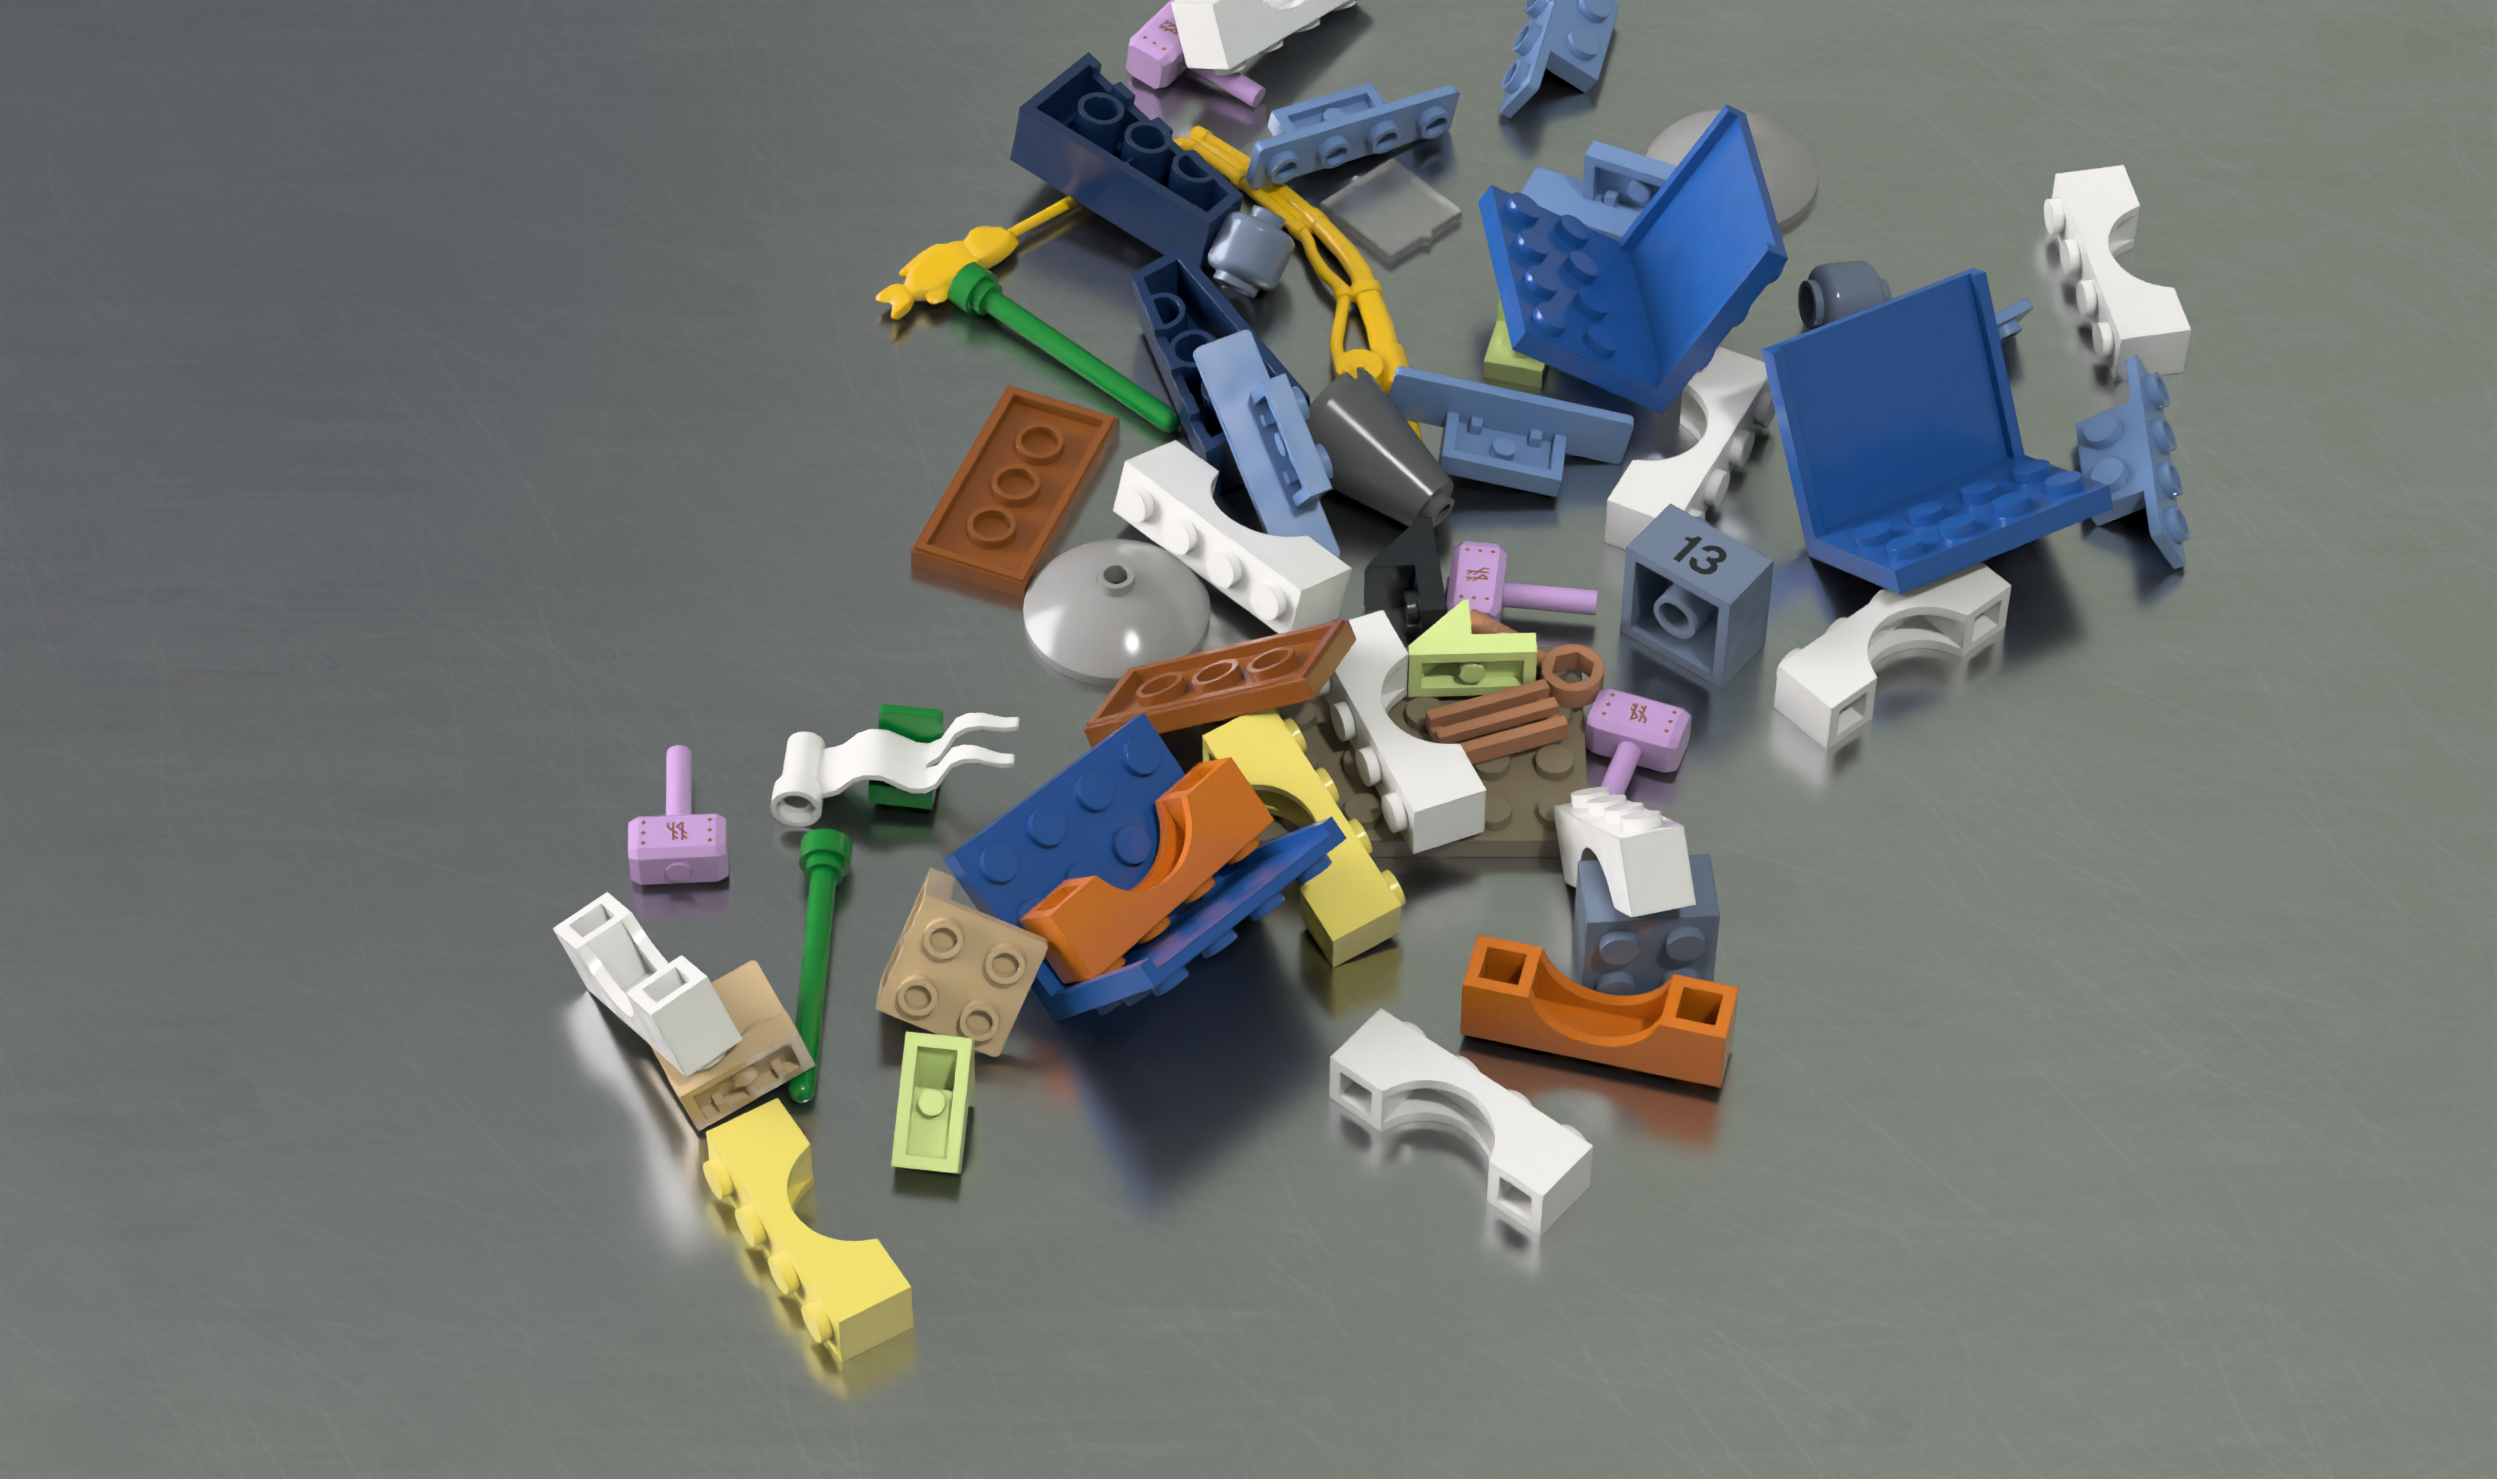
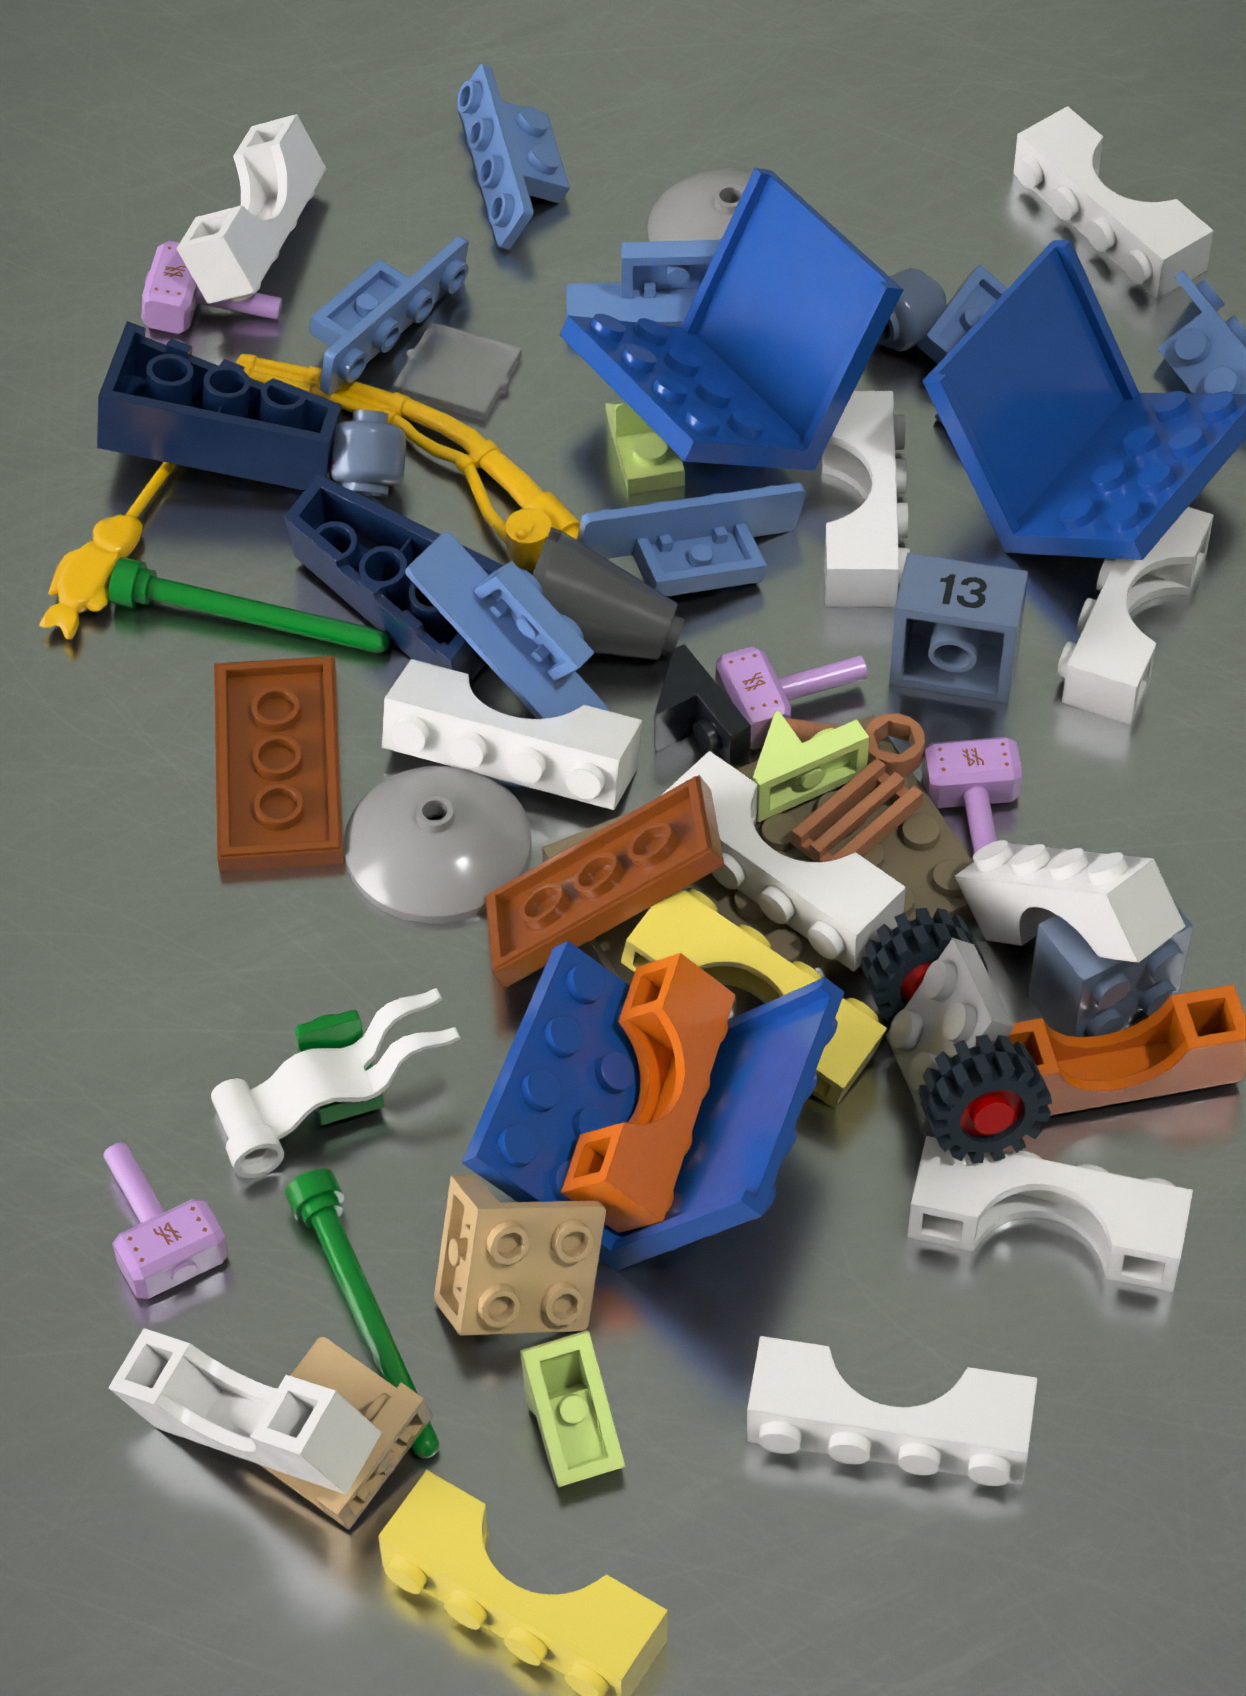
camera: 25 degrees left, 5 degrees up
(1276, 1263) = (969, 1431): none -> white arch
(1463, 885) = (954, 1037): none -> plate

